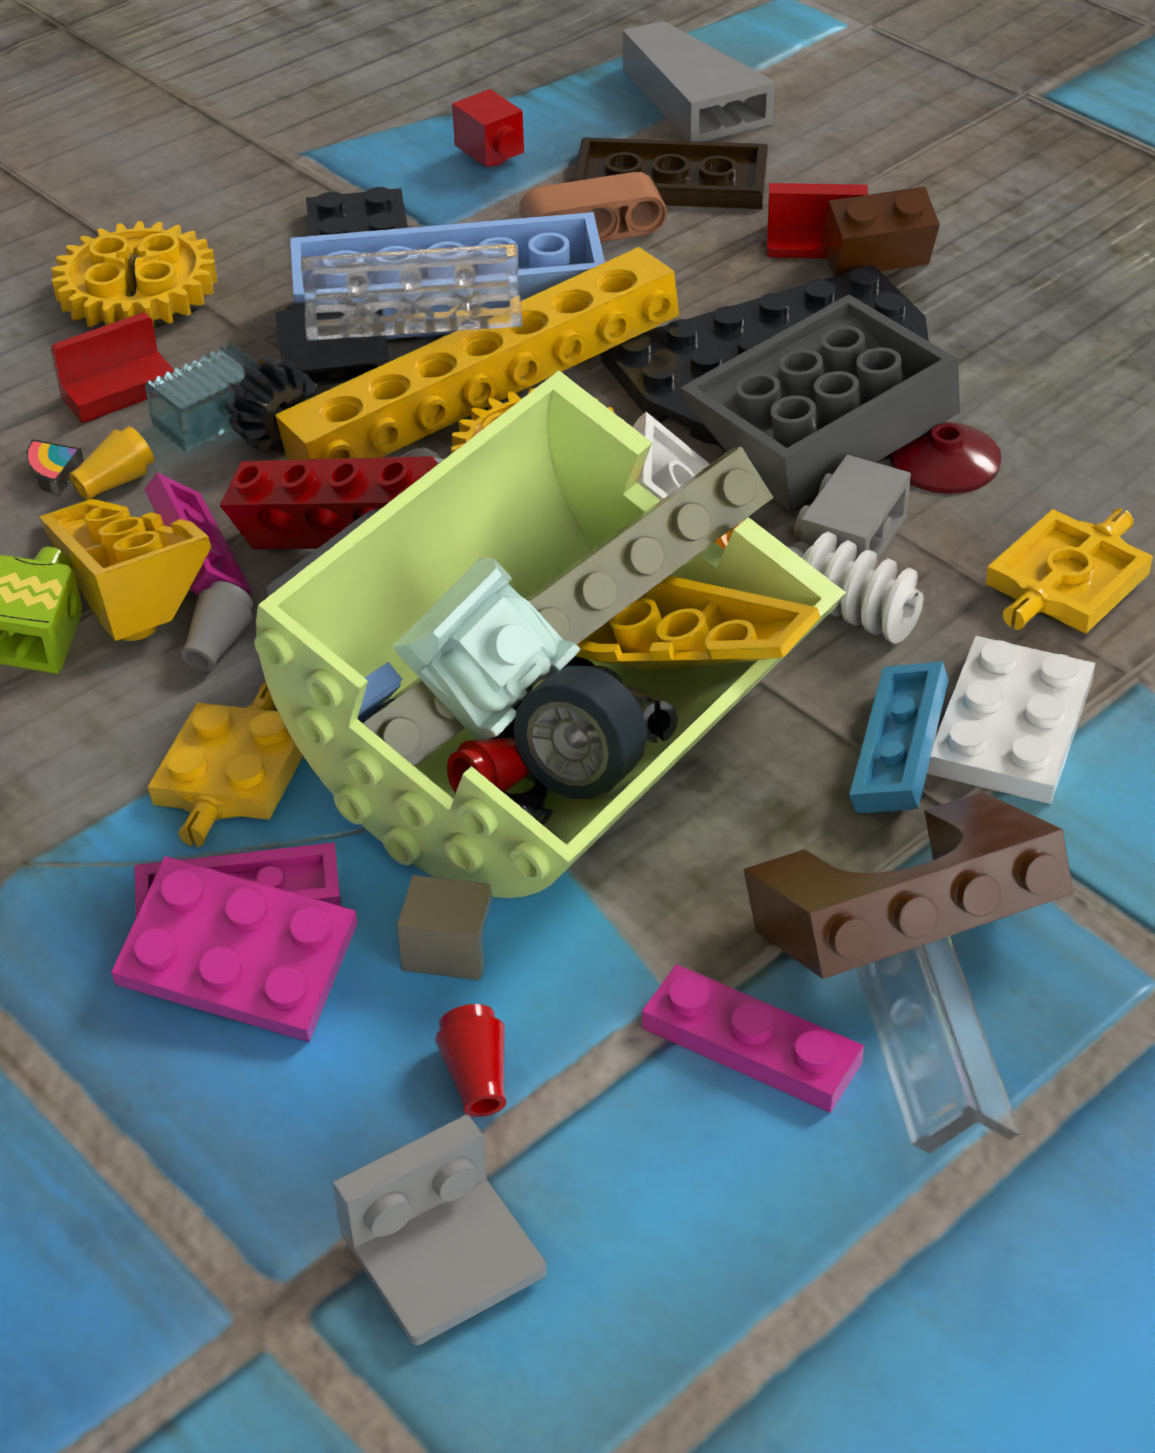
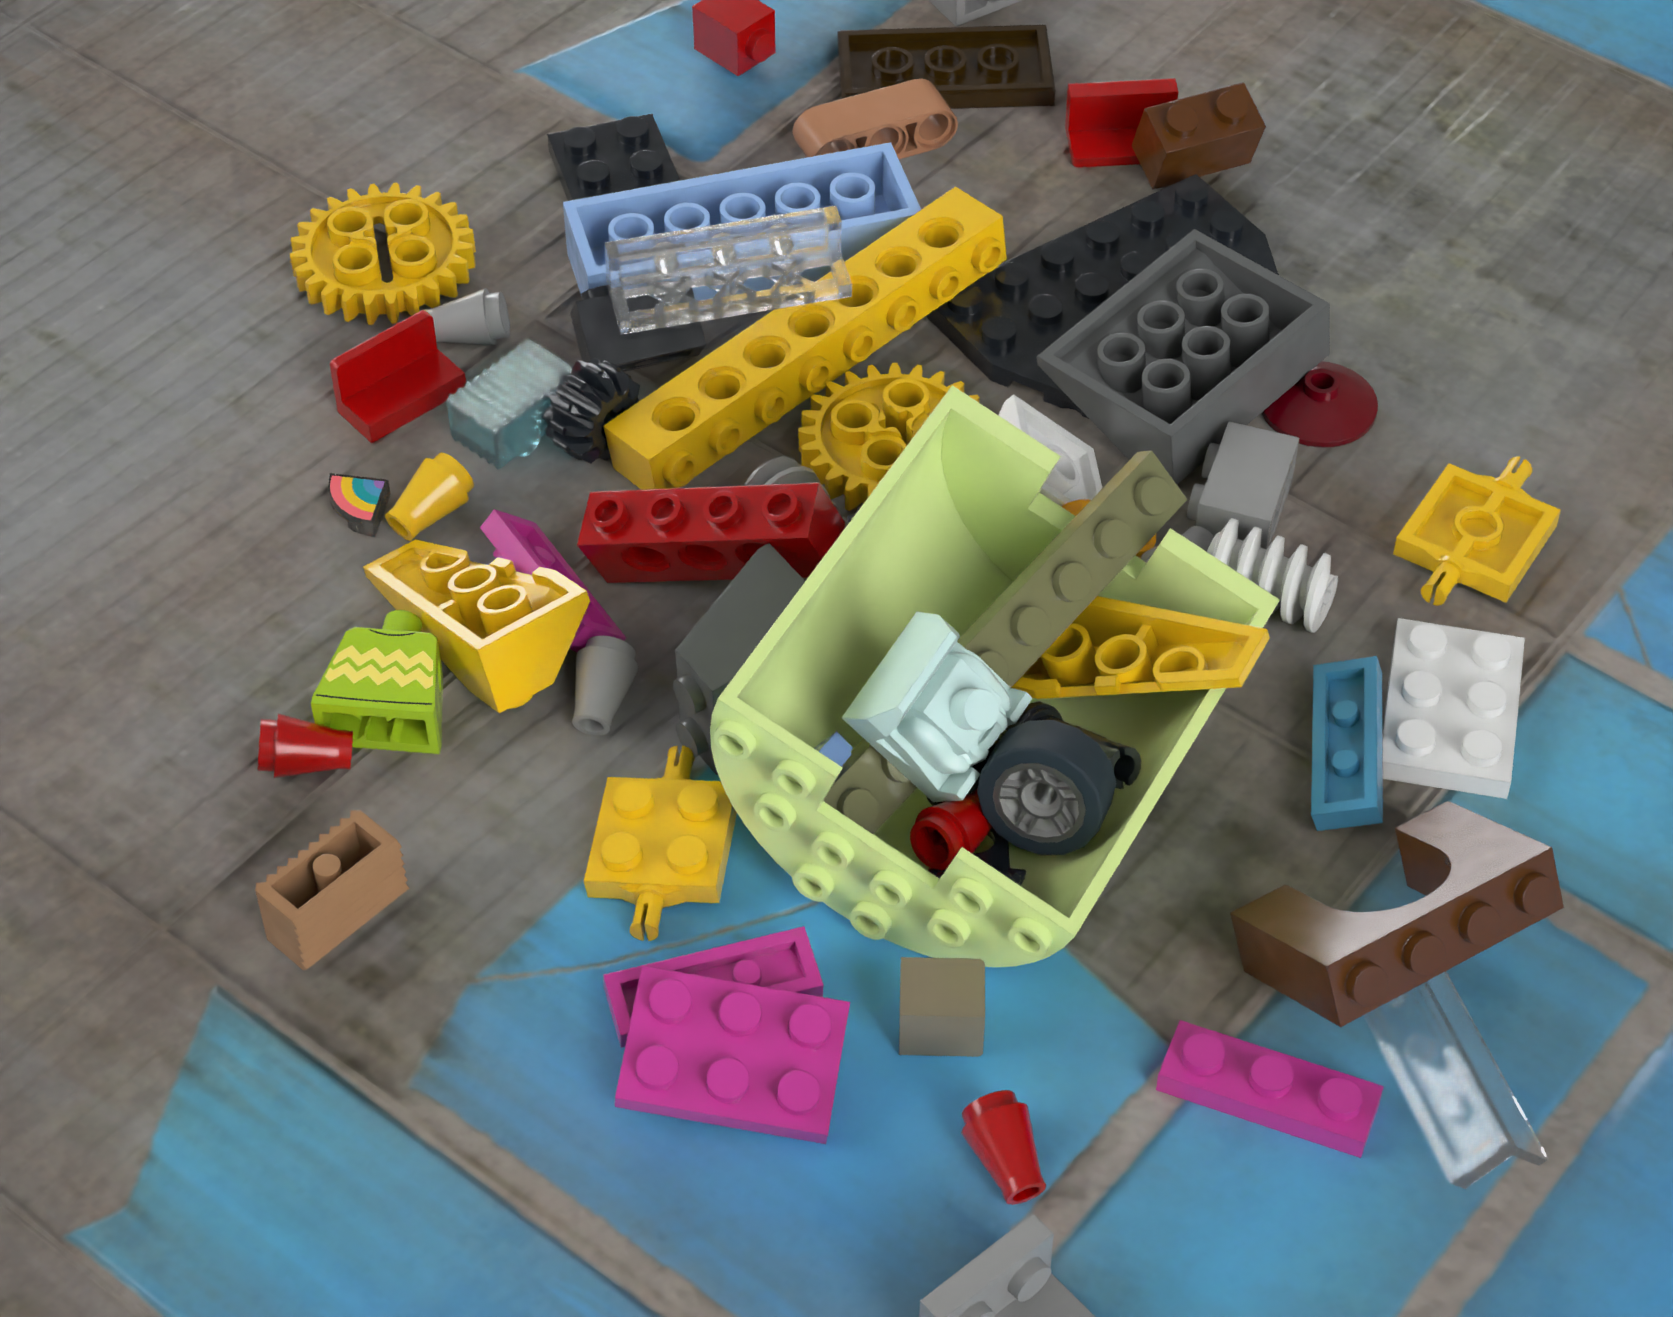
camera: 10 degrees left, 5 degrees up
(194, 330) = (472, 319): none -> light grey cone

